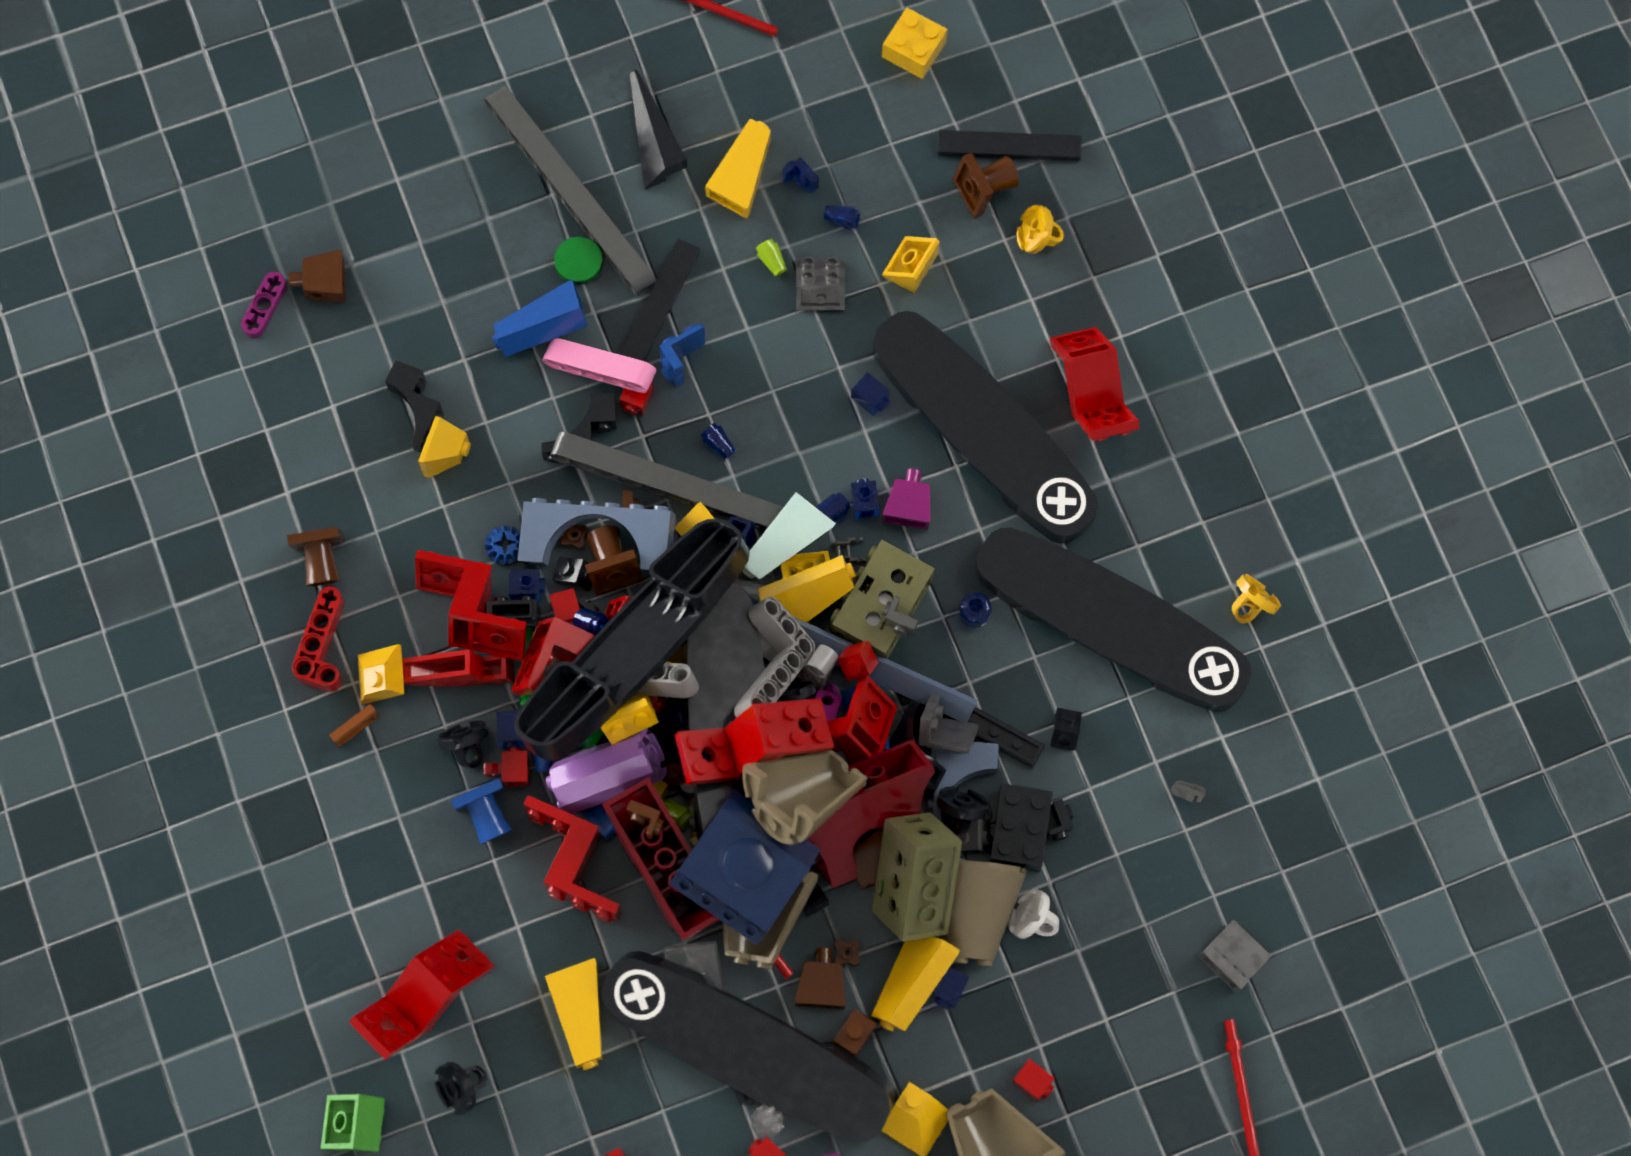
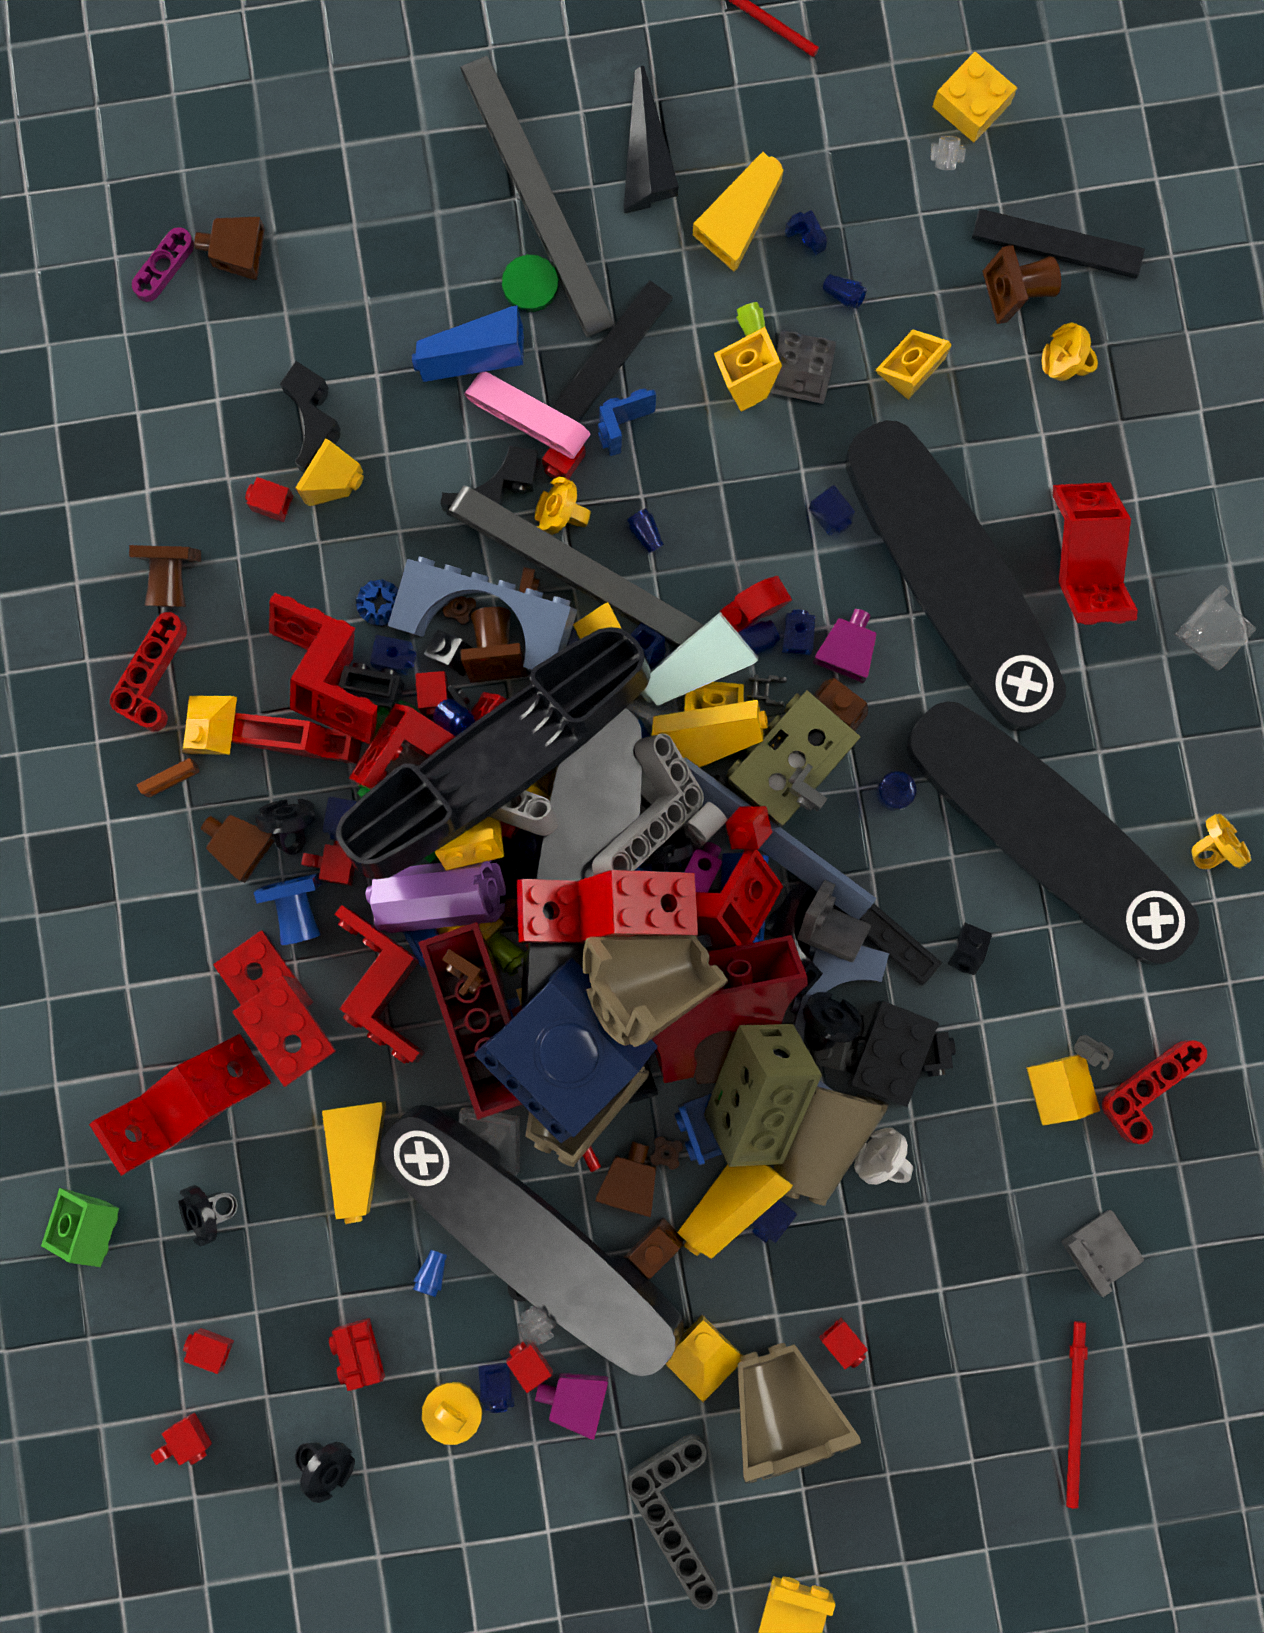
camera: 15 degrees right, 10 degrees up
(394, 478) = (269, 499): none -> red brick
(425, 769) = (237, 845): none -> reddish brown torso
(486, 895) = (274, 1008): none -> red bracket
(643, 435) = (560, 507): none -> yellow tile
(667, 1099) = (430, 1275): none -> blue cone
(777, 292) = (749, 368): none -> yellow slope
(824, 479) = (756, 603): none -> red brick
(875, 933) = (701, 1141): none -> blue bracket
(902, 90) = (947, 152): none -> clear gear
(915, 545) = (842, 702): none -> reddish brown torso
(1170, 828) = (1063, 1090): none -> yellow slope
(1209, 427) = (1215, 629): none -> clear bracket
(1246, 806) = (1156, 1086): none -> red beam

